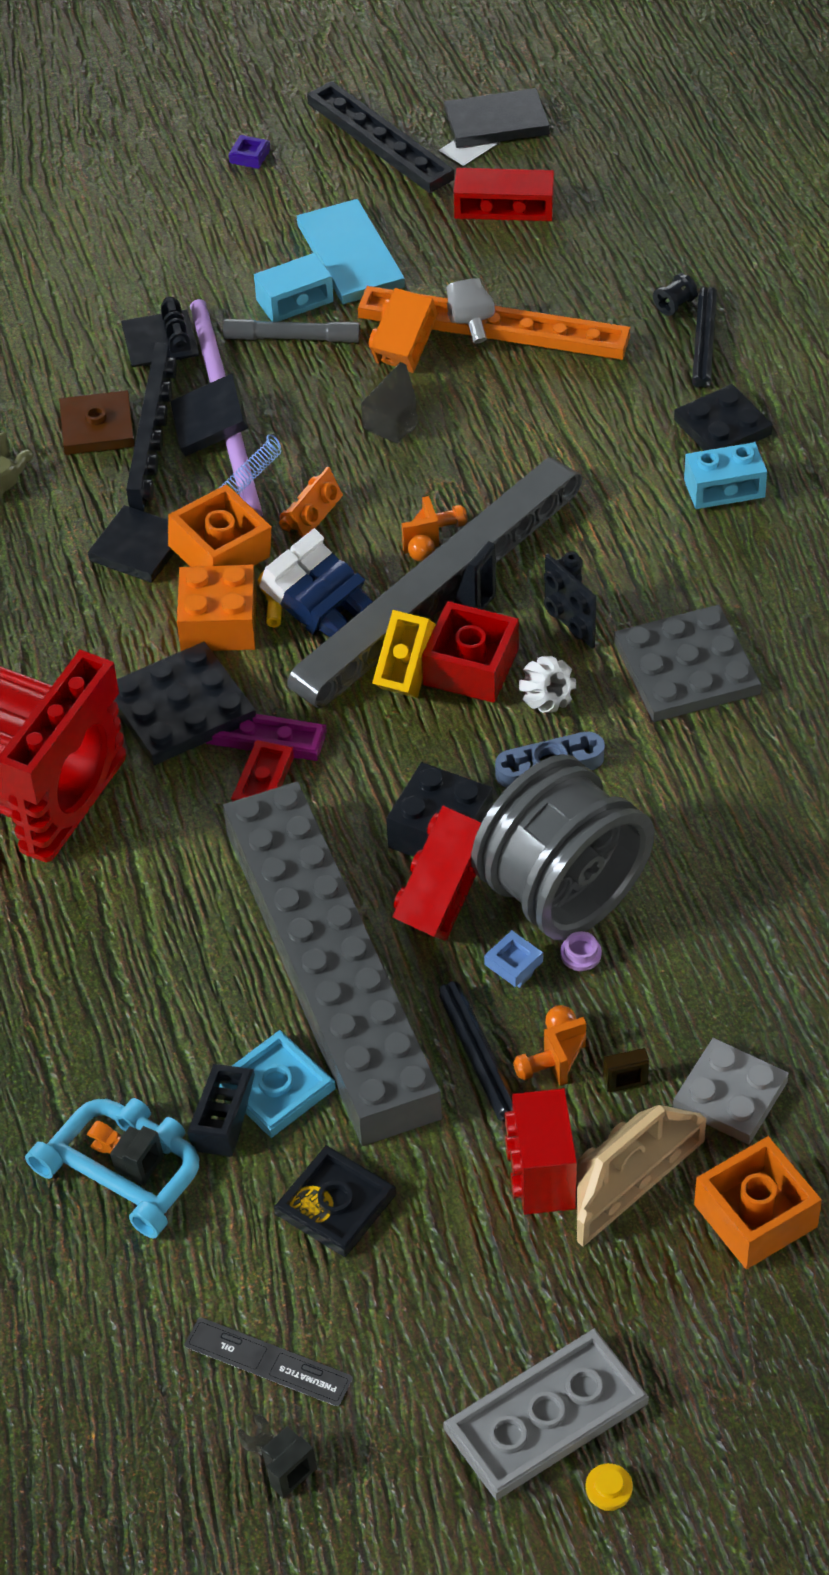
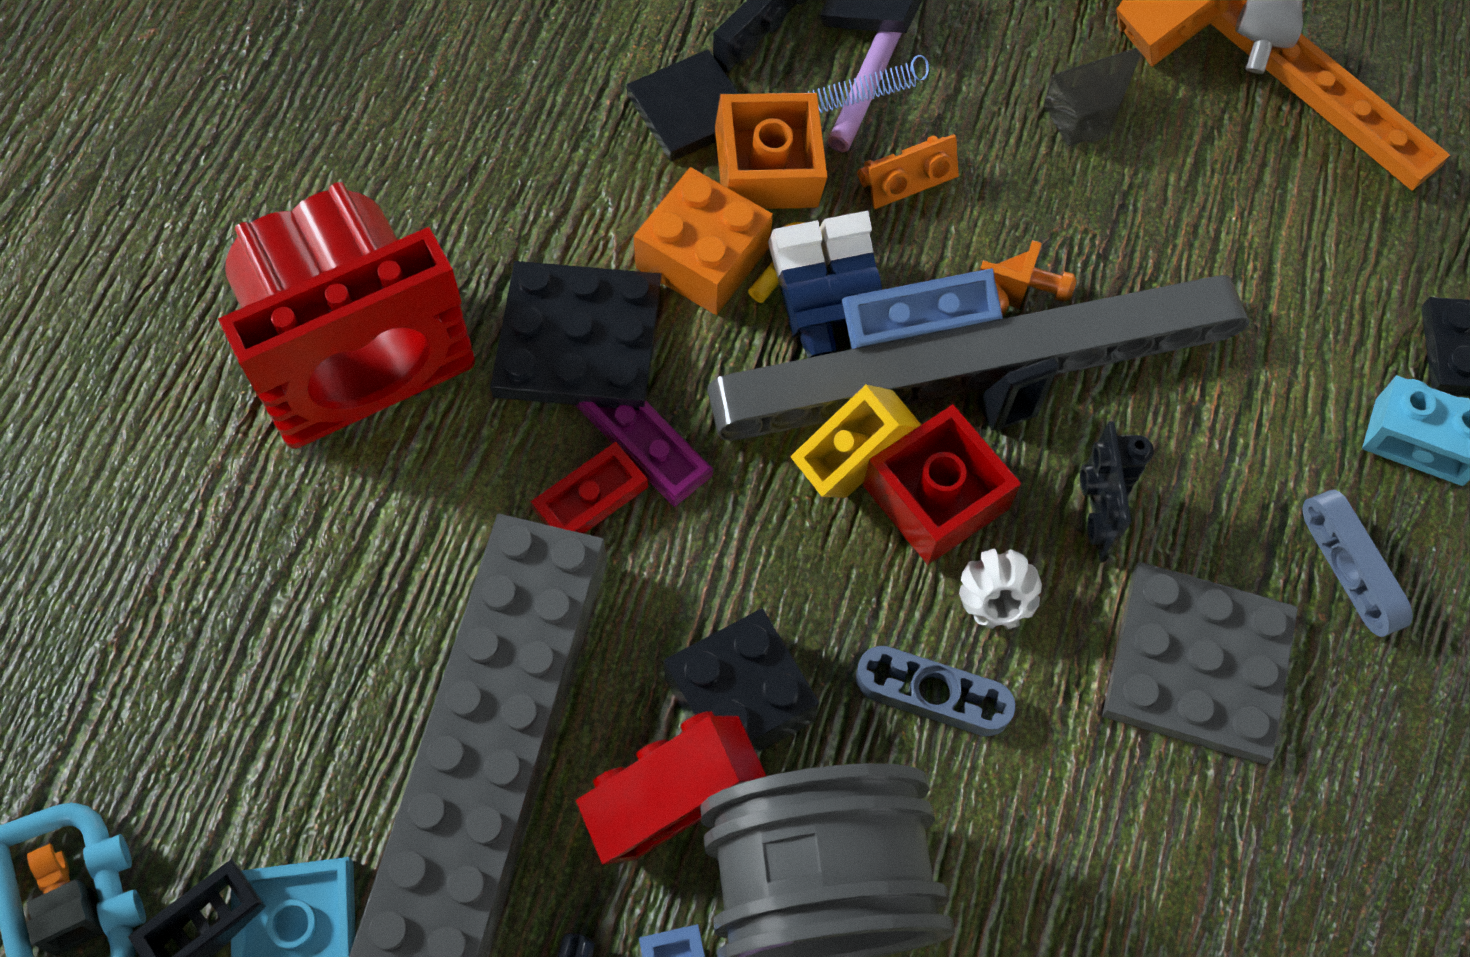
camera: 30 degrees right, 15 degrees up
(385, 566) = (922, 308): none -> medium blue tile
(756, 572) = (1357, 563): none -> sand blue beam

